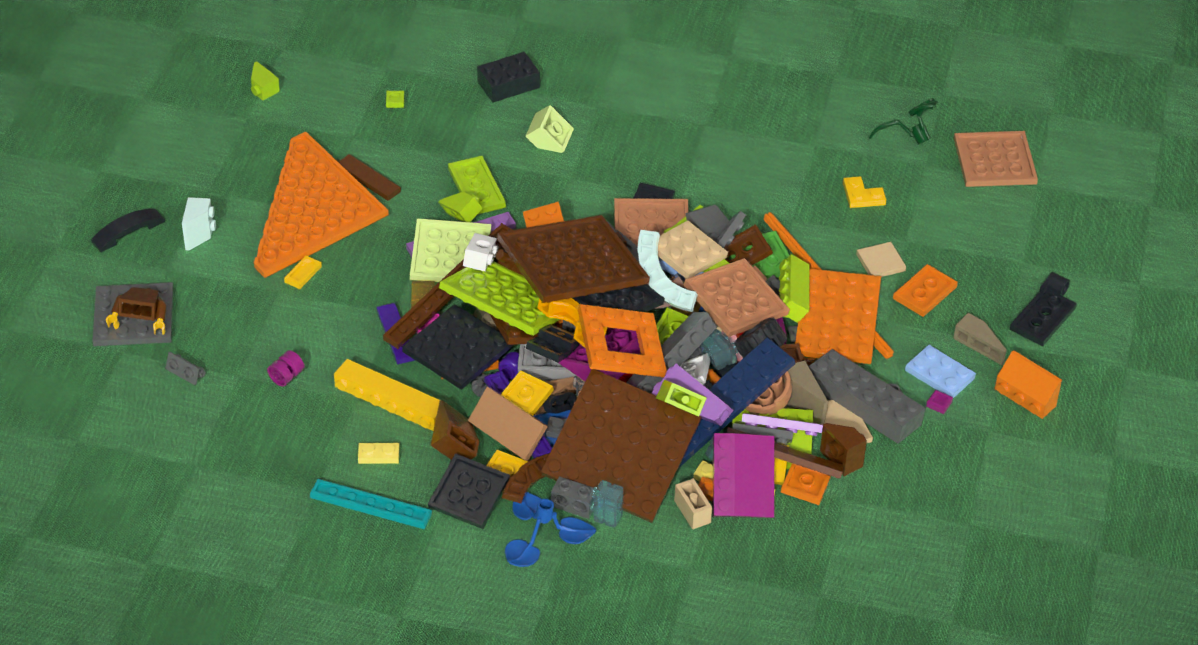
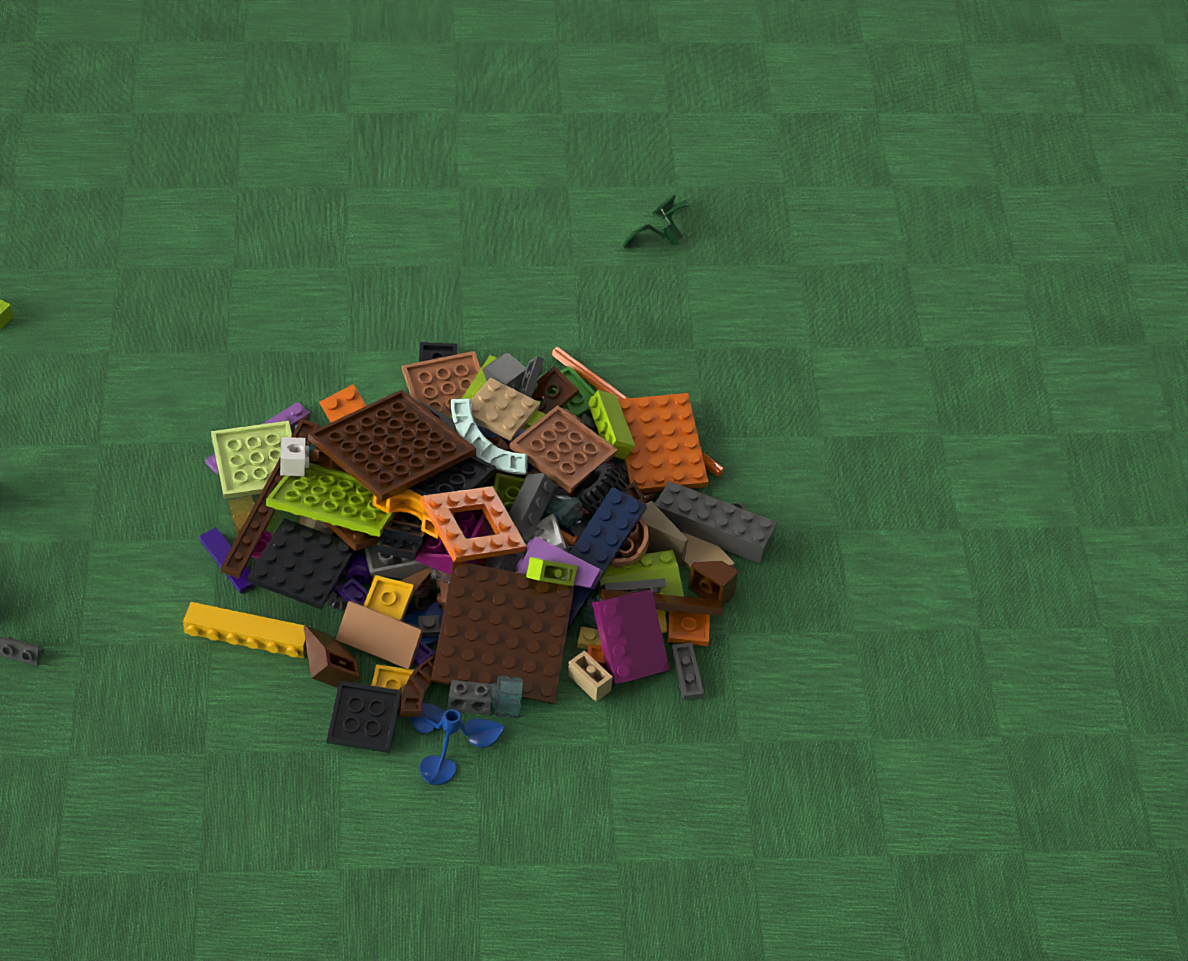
camera: 20 degrees left, 5 degrees up
(285, 368) = (129, 626): magenta wheel -> none
(302, 272) = (108, 514): yellow tile -> none
(312, 207) = (94, 439): orange plate -> none
(370, 178) = (140, 394): reddish brown tile -> none
(371, 504) = (266, 753): teal tile -> none
(378, 453) = (255, 696): light yellow plate -> none
(395, 99) = (139, 301): lime plate -> none
(461, 206) = (251, 407): lime slope -> none
(475, 178) = (256, 380): lime plate -> none
(508, 77) = (248, 254): black brick -> none
(549, 130) = (309, 304): yellowish green slope -> none
(789, 425) = (659, 571): plate -> none
(790, 522) = (687, 671): none -> dark grey plate
(861, 197) = (637, 311): yellow plate -> none
(881, 260) = (679, 374): tan tile -> none
(925, 290) = (731, 397): orange plate -> none
(939, 401) = (783, 510): magenta tile -> none
(940, 371) = (773, 479): light blue plate -> none
(979, 337) = (799, 435): dark tan slope -> none
(995, 158) = (750, 245): nougat plate -> none
(1028, 385) = (862, 475): orange slope -> none
(1050, 301) = (850, 383): black hinge -> none

